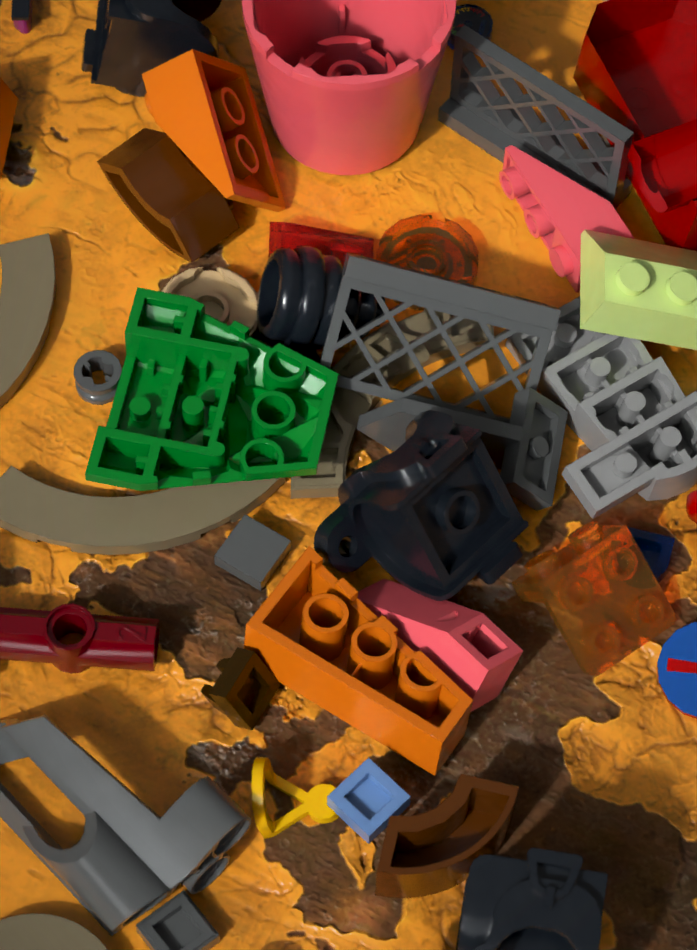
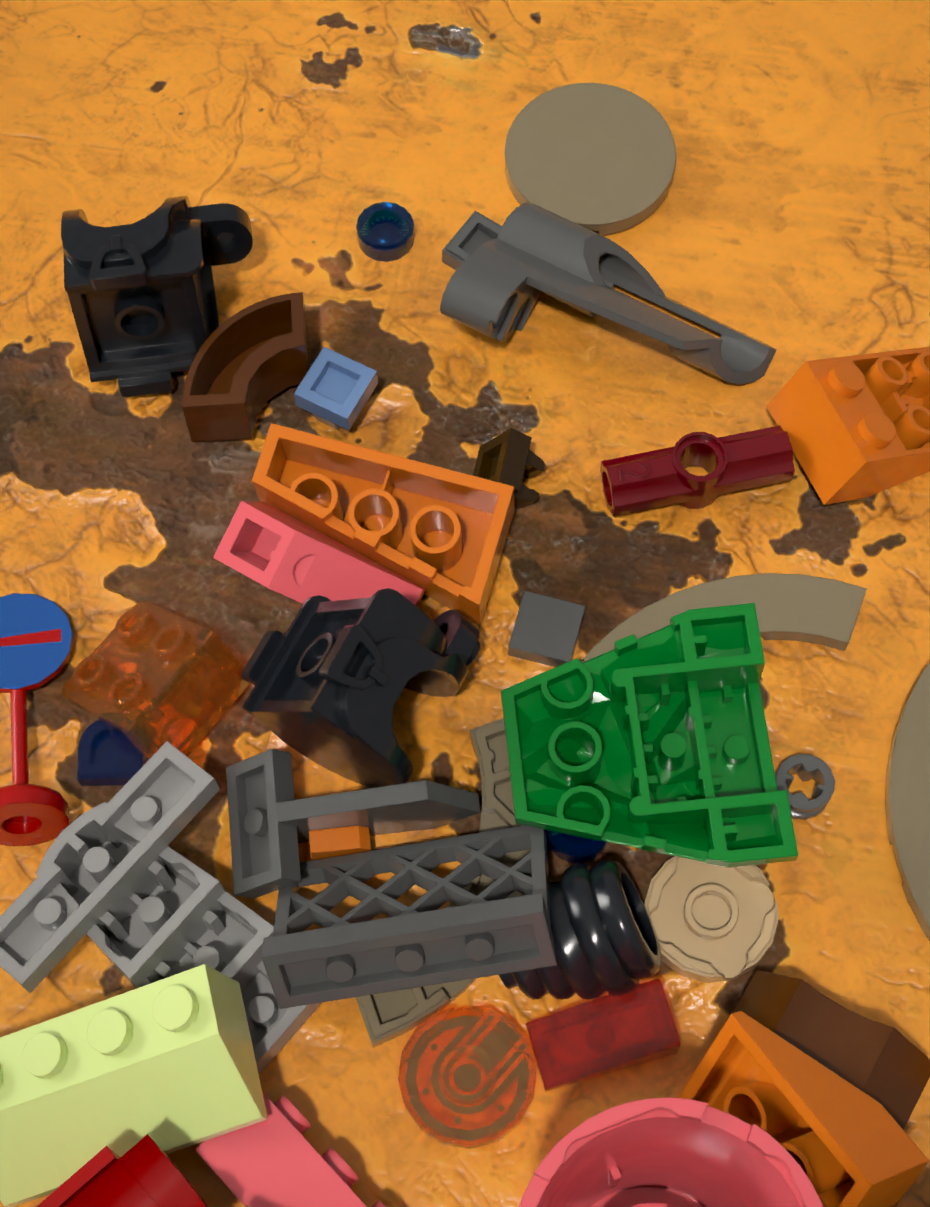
camera: 165 degrees right, 5 degrees up
(313, 802) = (390, 398): yellow piece -> none

